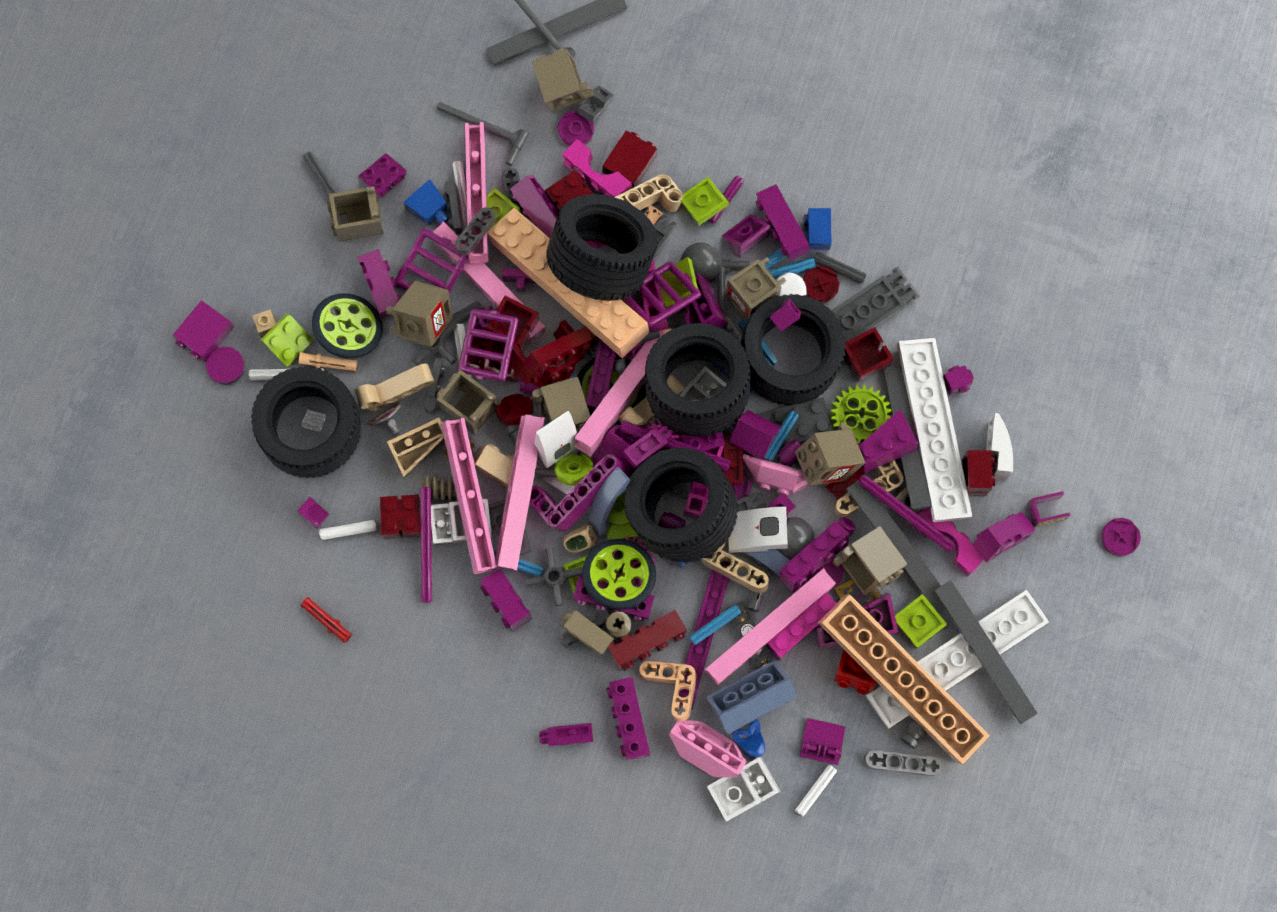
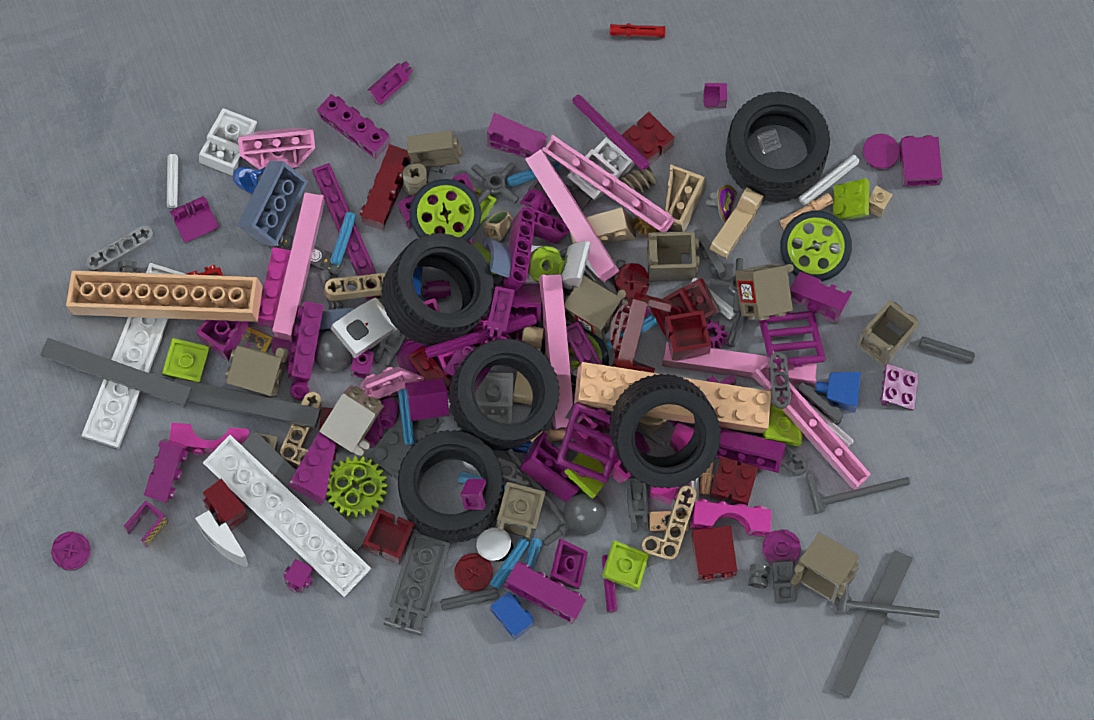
camera: 140 degrees right, 5 degrees down
(348, 529) = (679, 104): white axle -> none
(508, 339) = (676, 306): magenta bar -> none
(536, 530) = (537, 200): none -> magenta brick
(610, 119) = (759, 576): none -> dark grey wheel
(677, 678) = (340, 179): light nougat beam -> none
(906, 513) = (257, 425): magenta axle -> none

